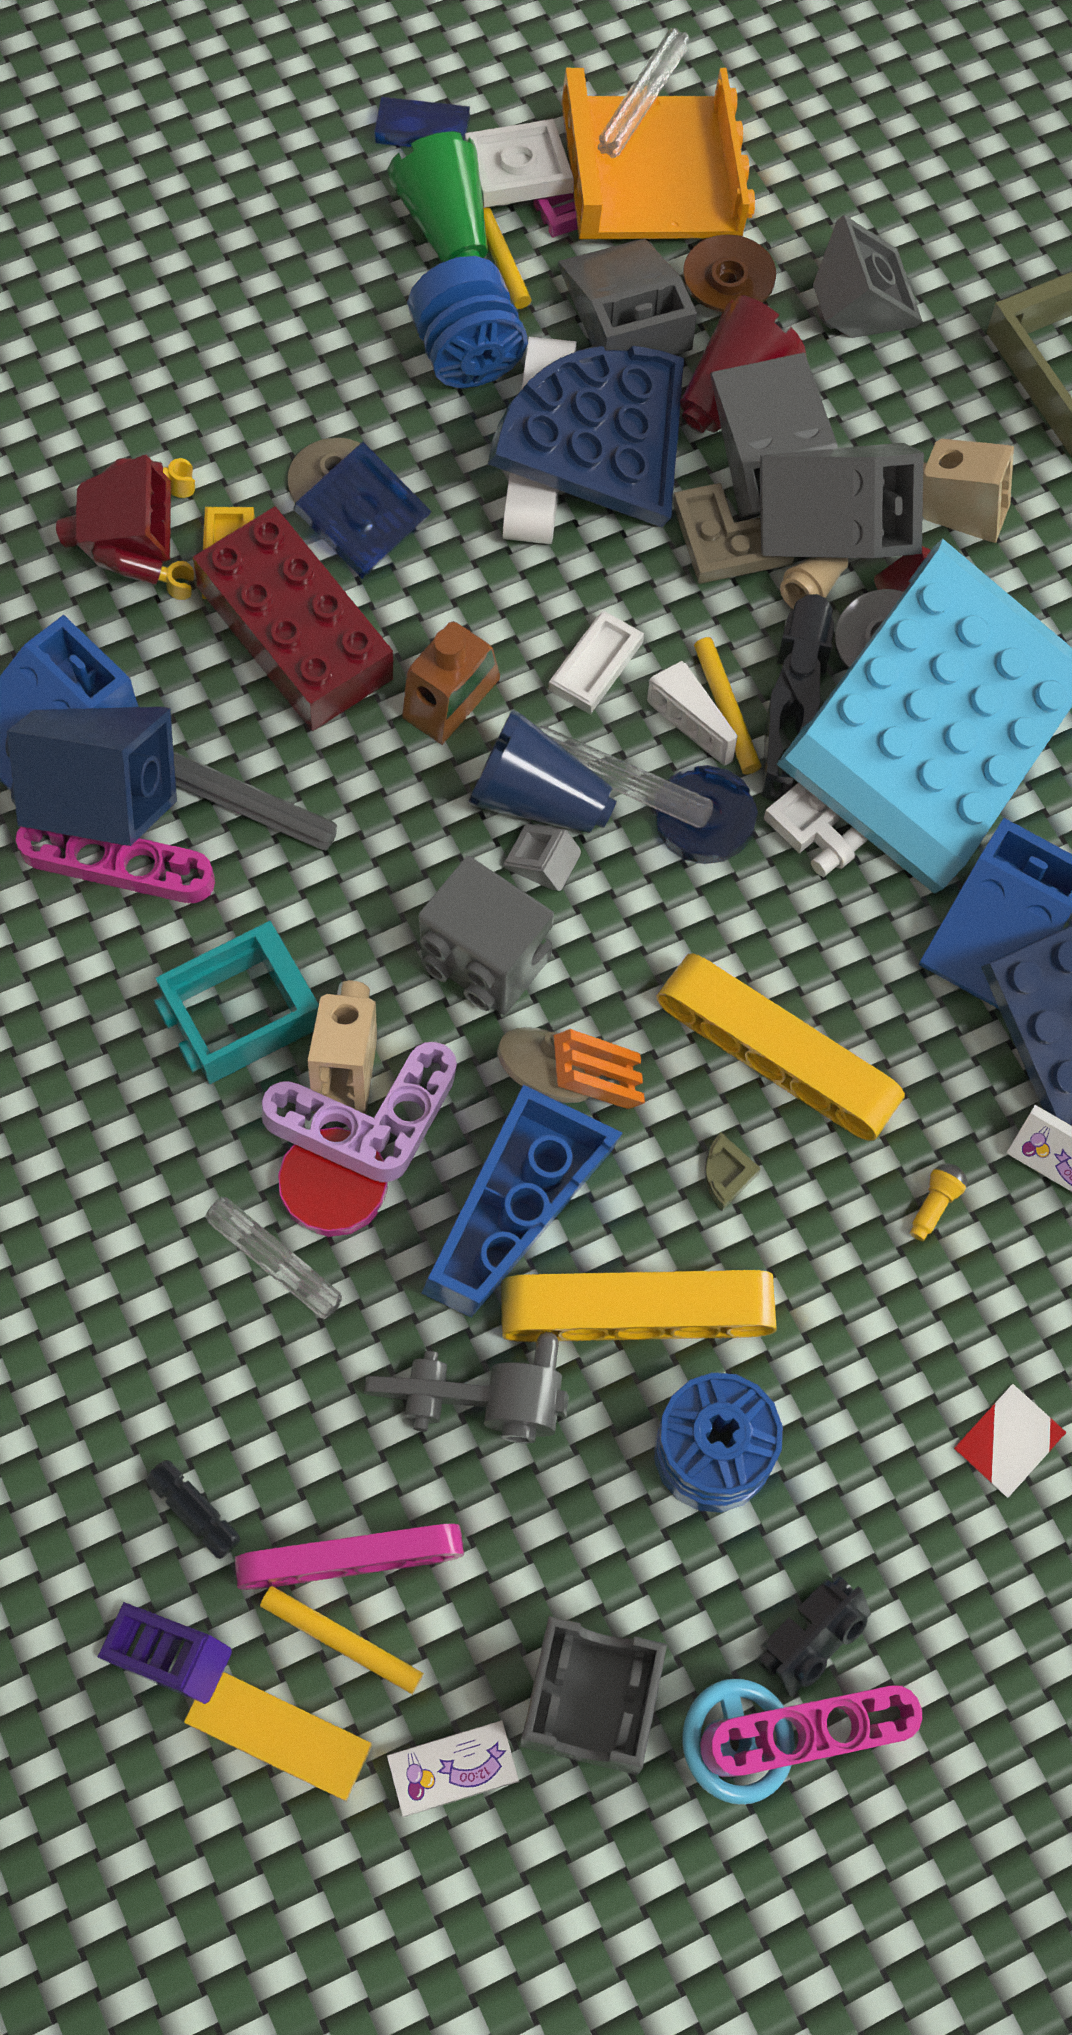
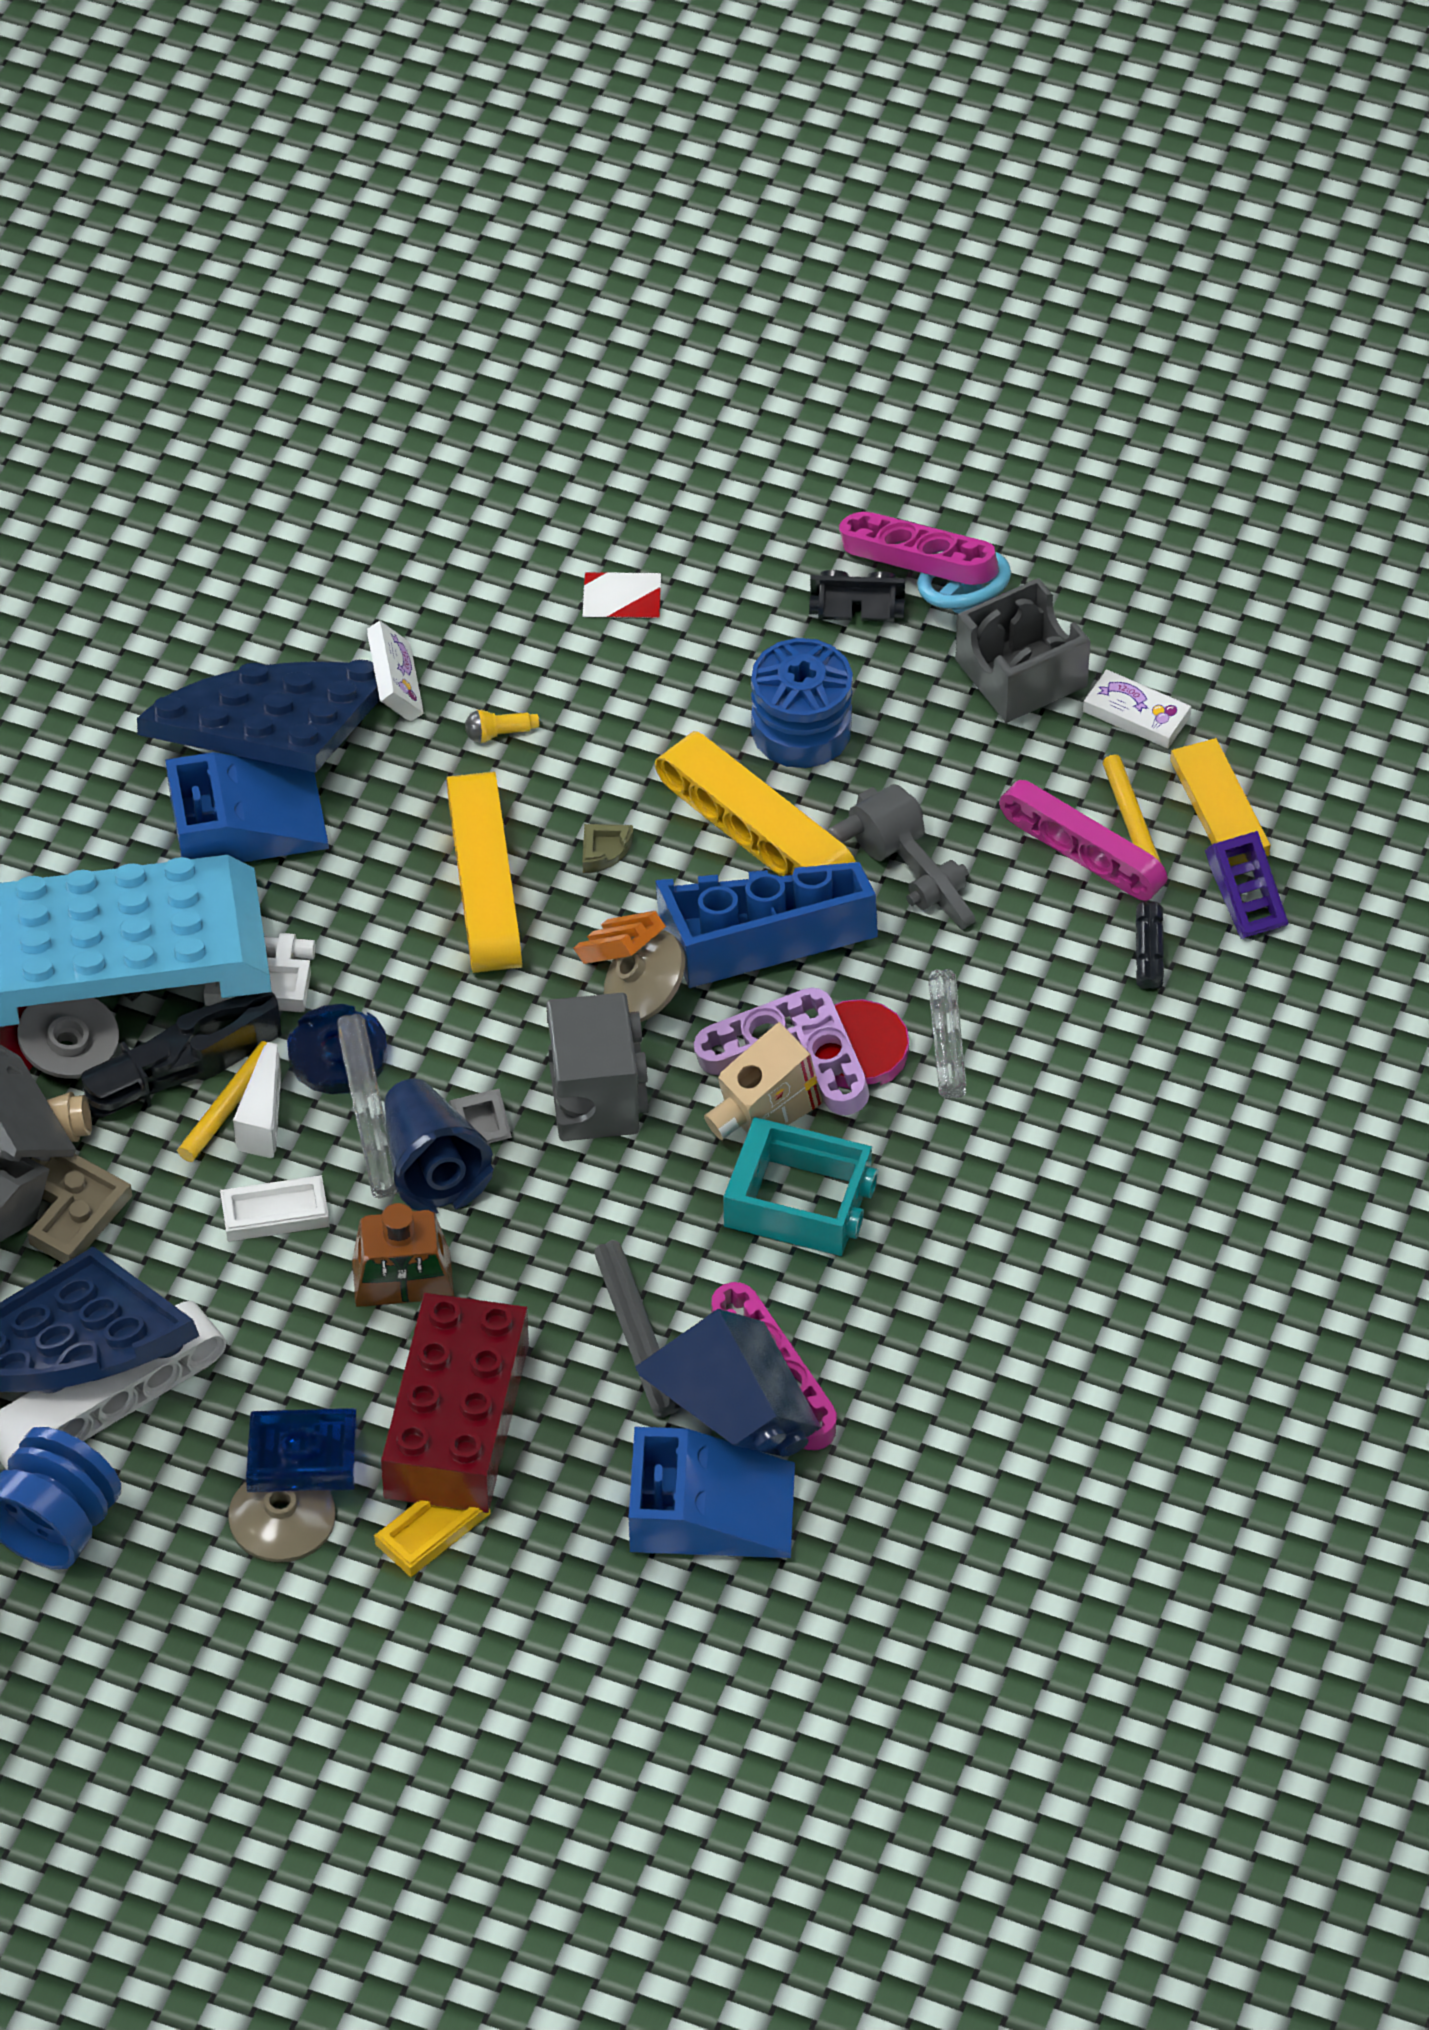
camera: 130 degrees left, 15 degrees down
(127, 520) = (483, 1592): dark red torso -> none

